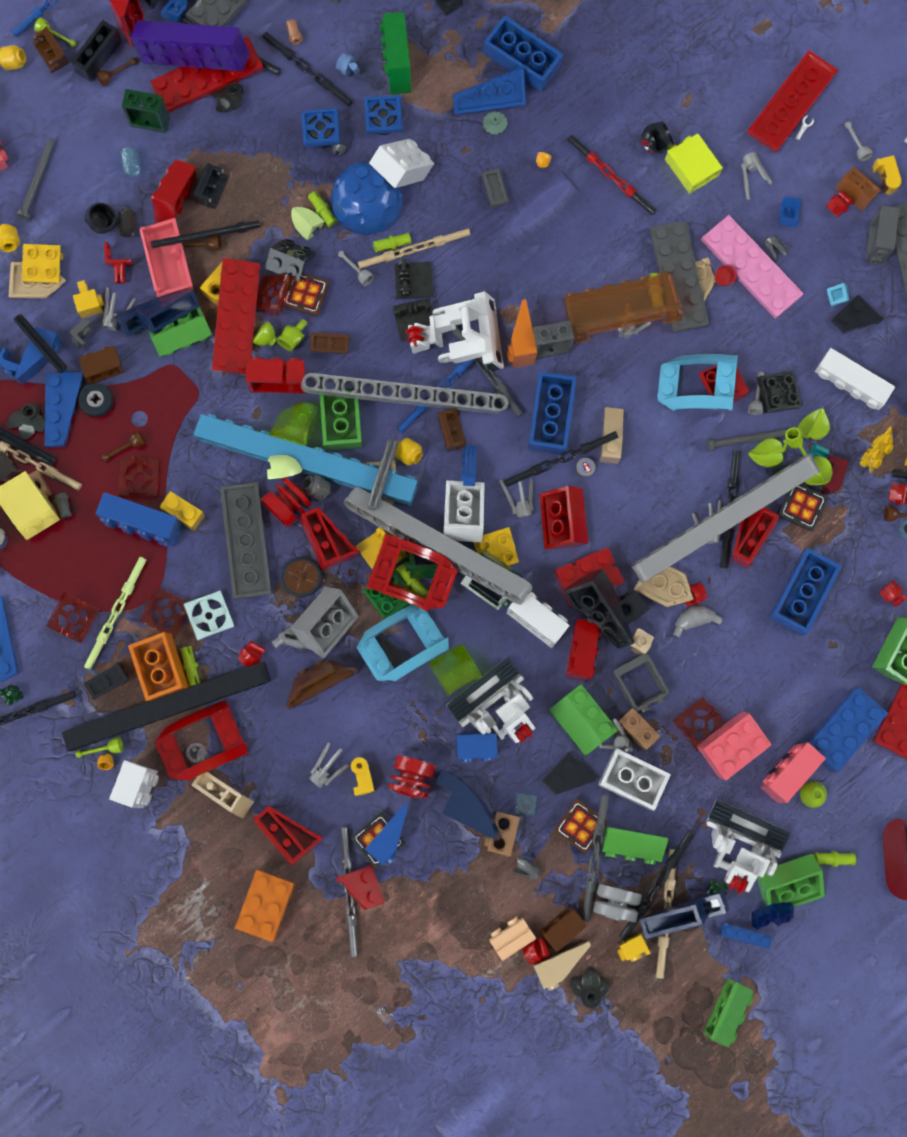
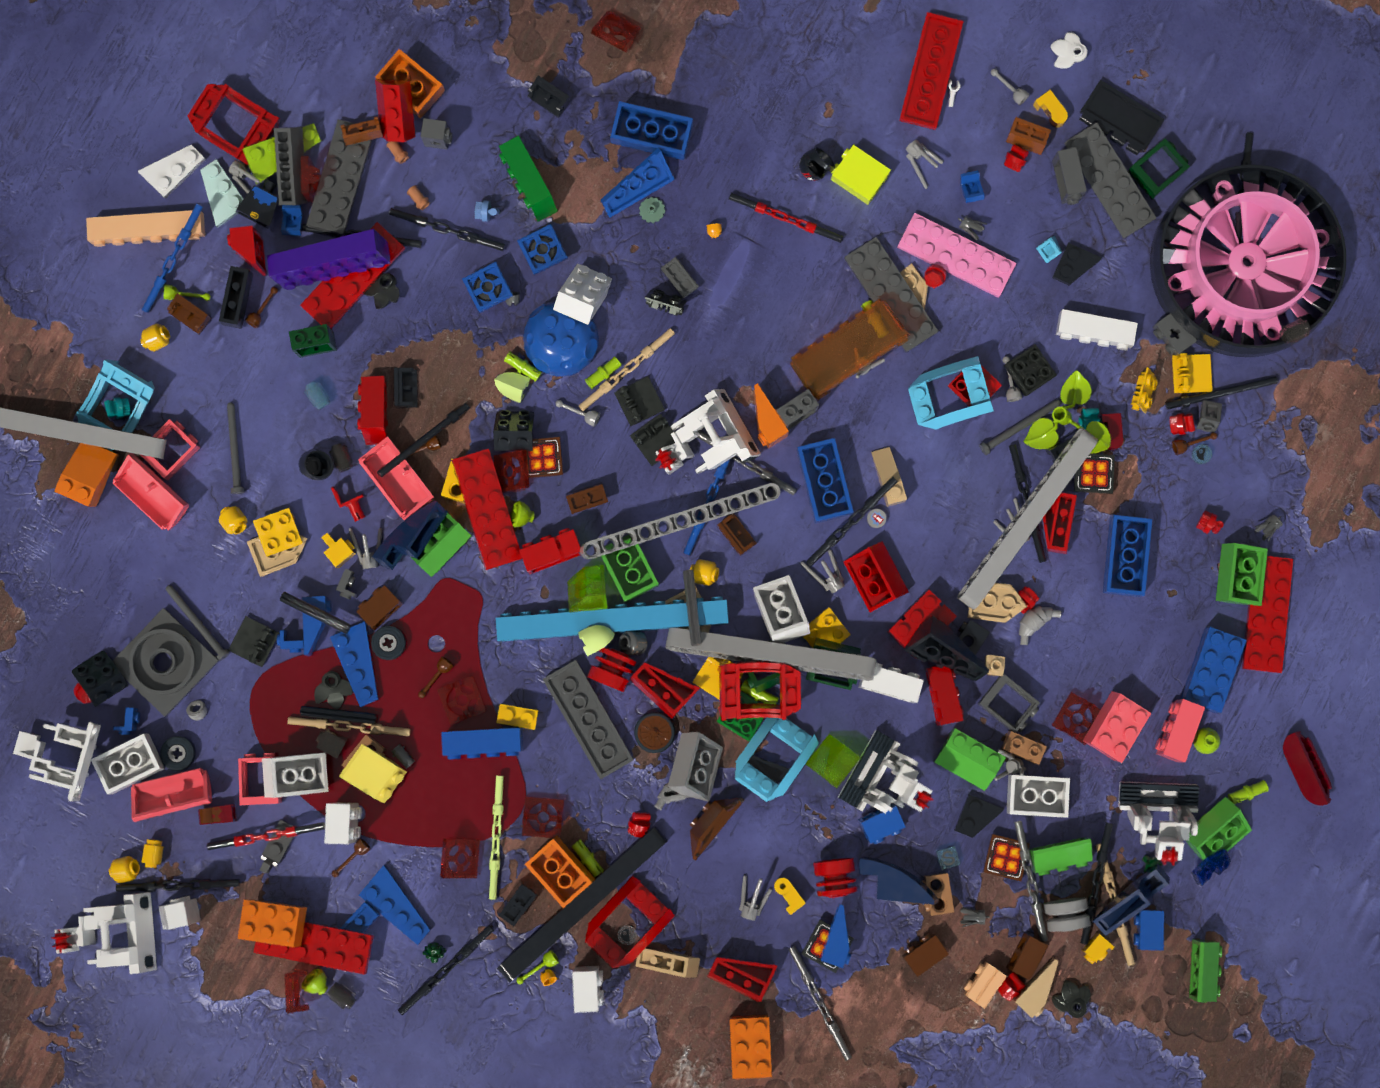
camera: 15 degrees left, 5 degrees up
(200, 634) = (605, 804): light aqua piece -> none
(292, 336) = (547, 504): lime piece -> none
(363, 887) = (832, 994): red wing -> none
(467, 200) = (658, 297): none -> pearl dark grey hinge
(467, 886) = (925, 954): none -> reddish brown brick
(469, 467) = (769, 565): blue piece -> none
(690, 950) = (1149, 930): none -> blue brick
(745, 935) = (1193, 895): blue piece -> none

